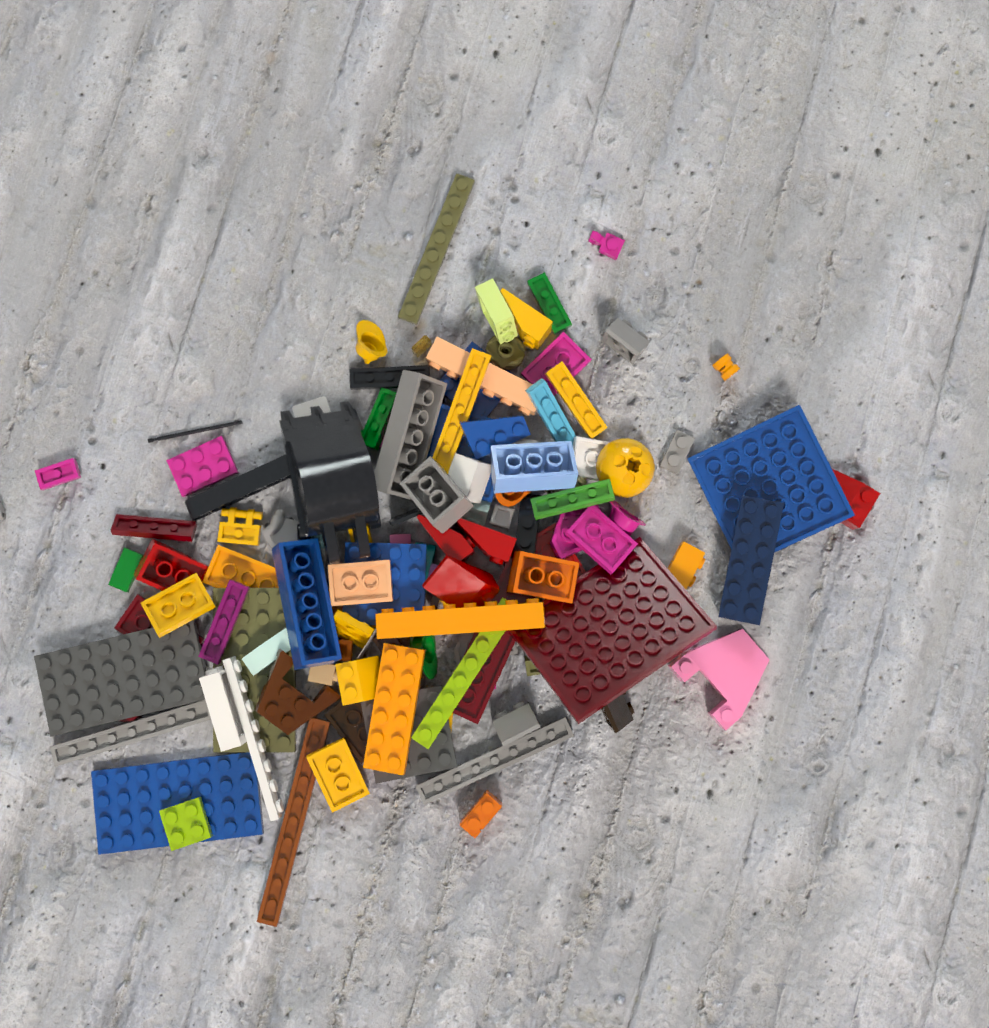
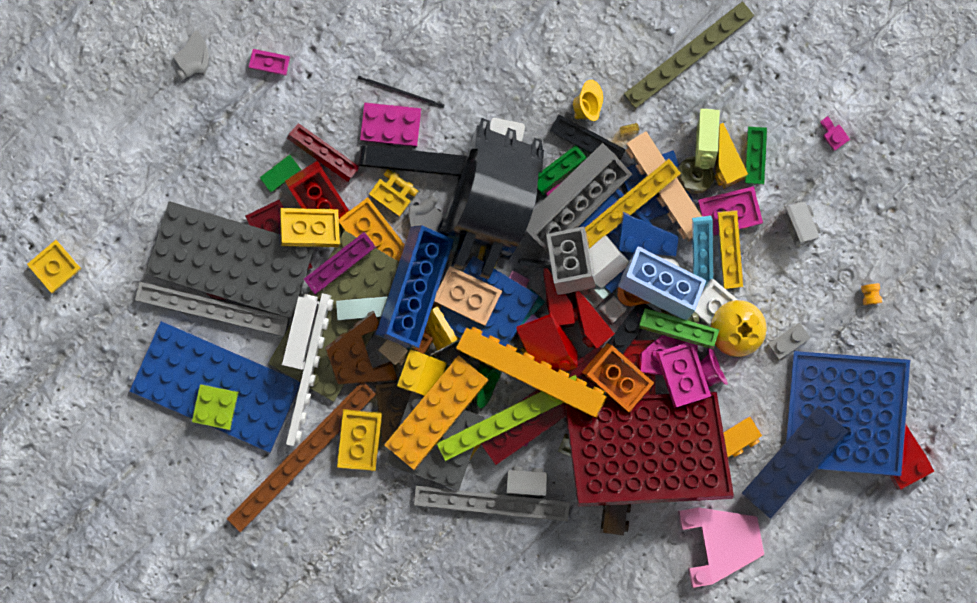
camera: 25 degrees right, 0 degrees up
(480, 814) = (455, 539): orange brick -> none

